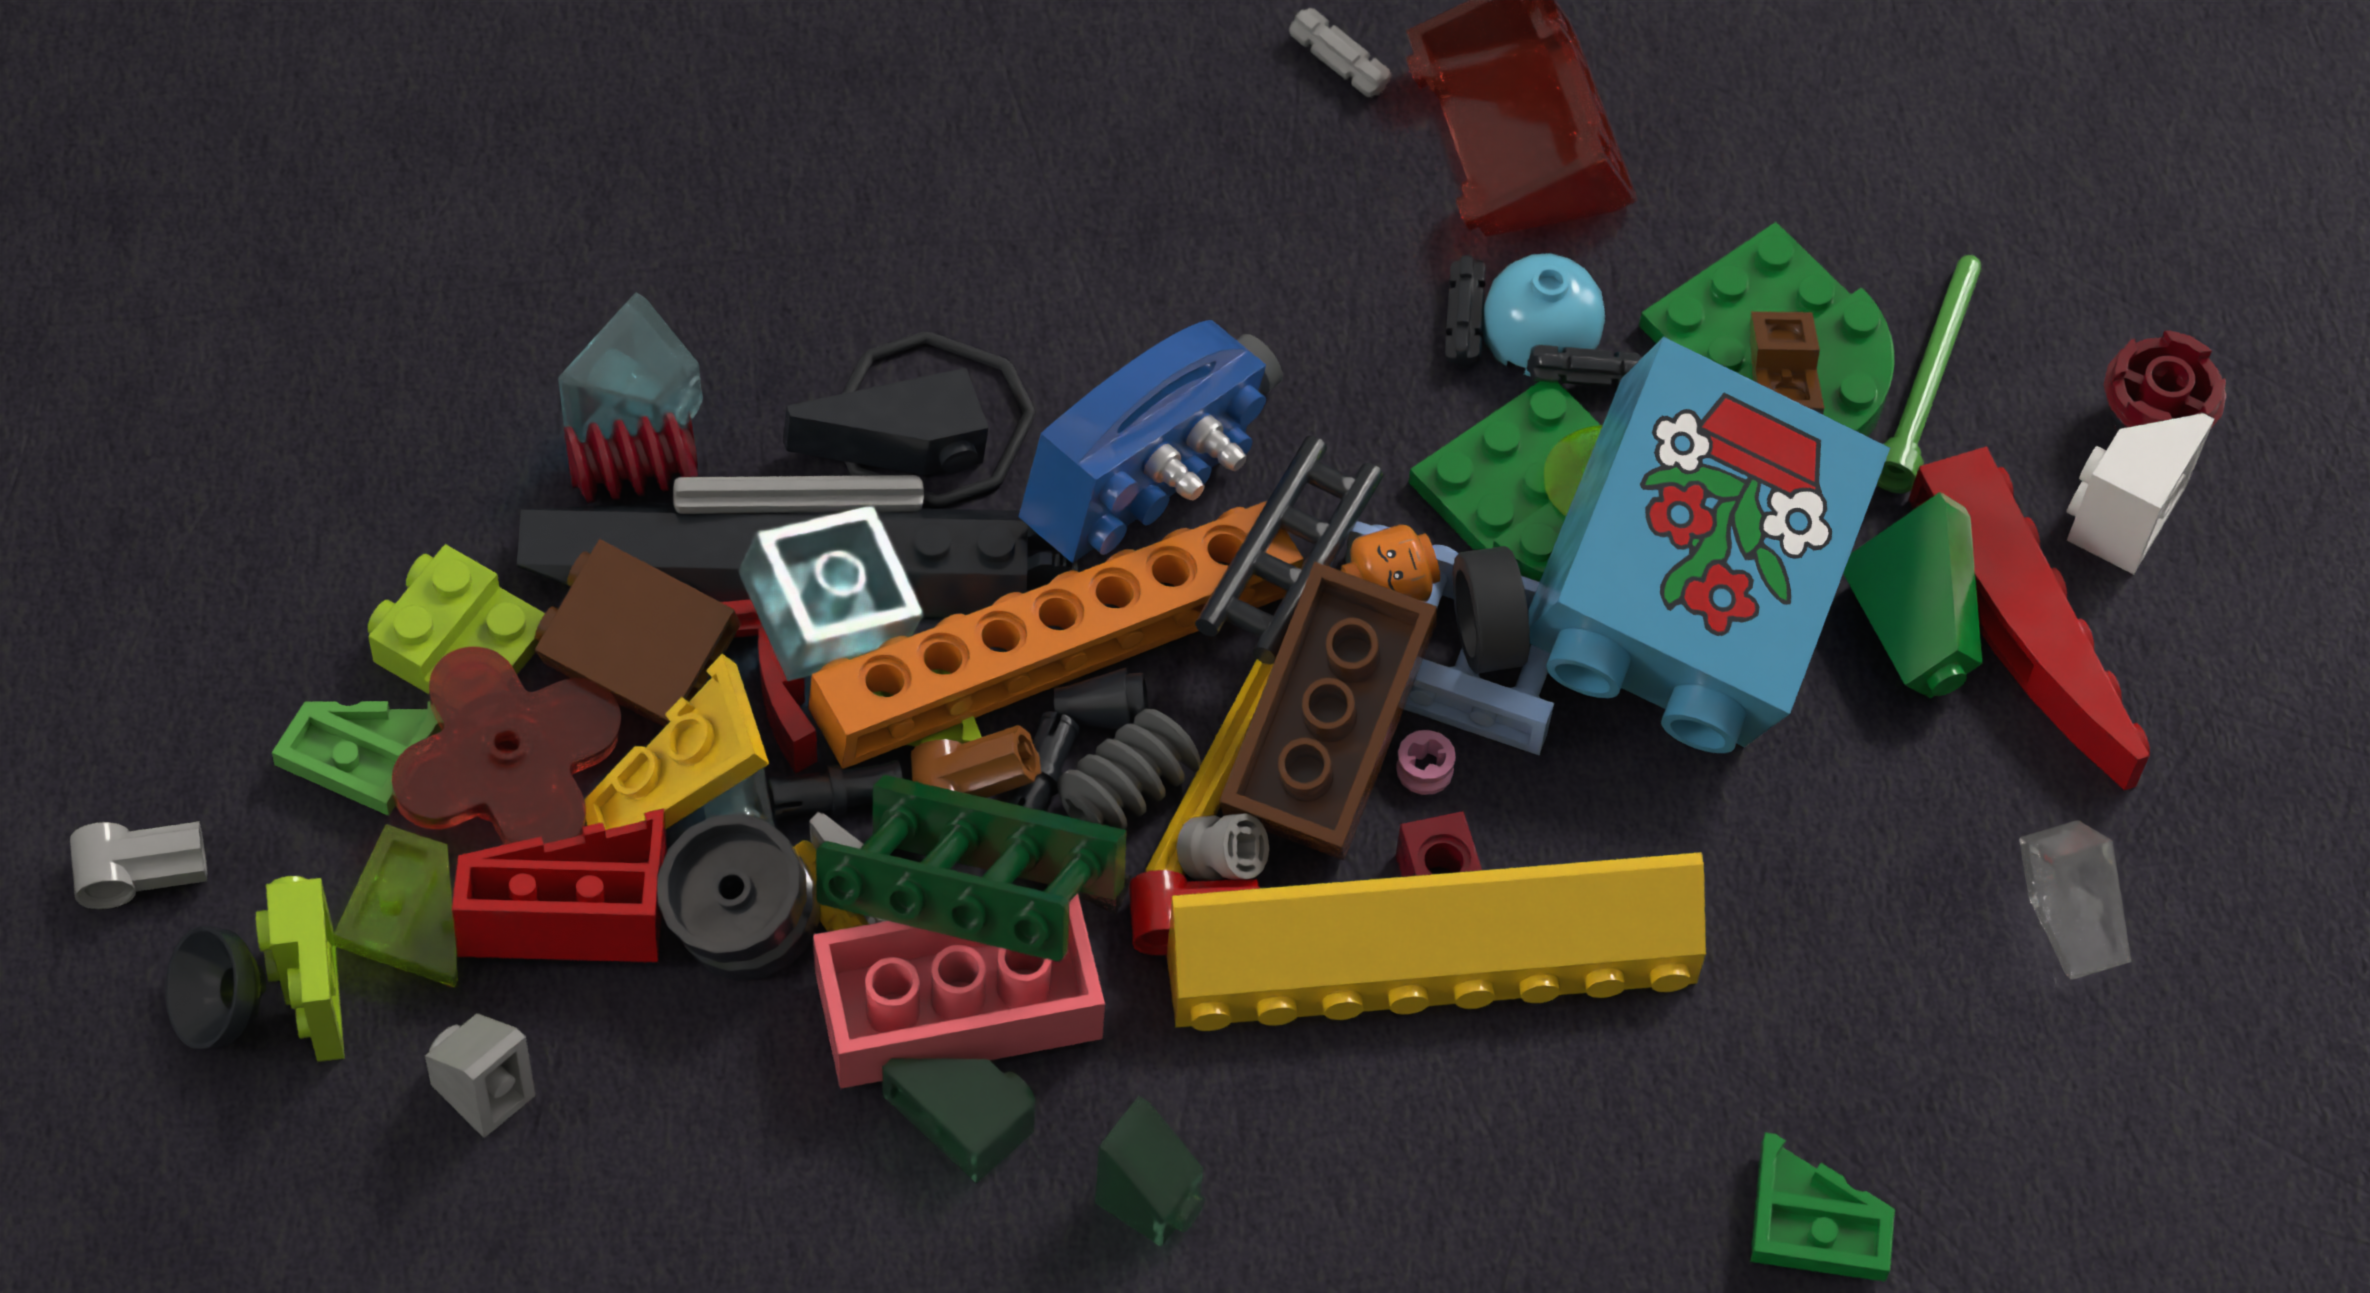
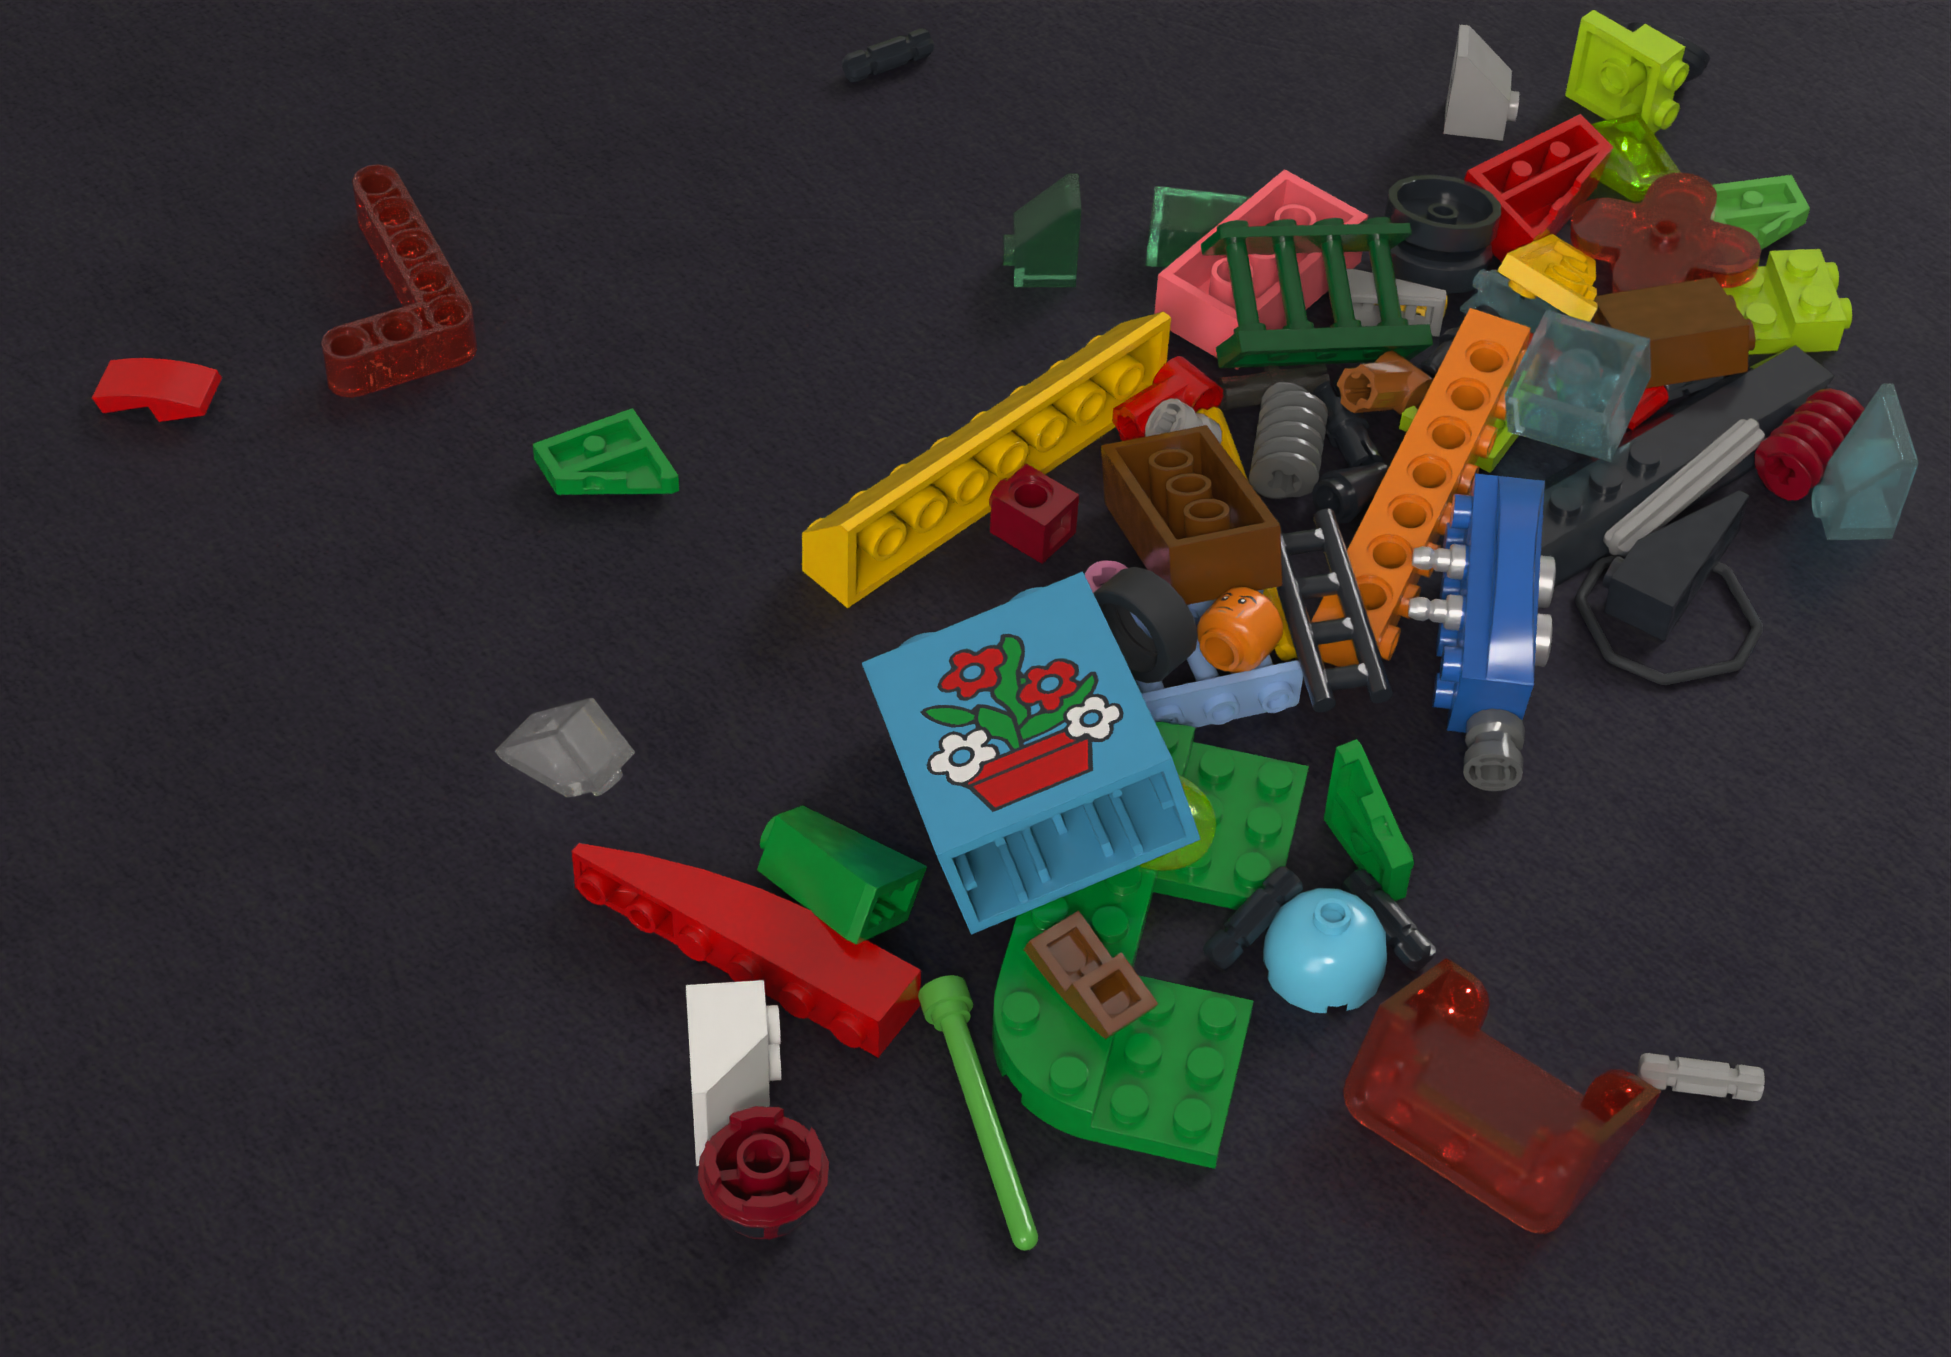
camera: 145 degrees right, 10 degrees down
(116, 863) = (1793, 91): light grey piece -> none
(1425, 350) = (1364, 821): none -> green wing

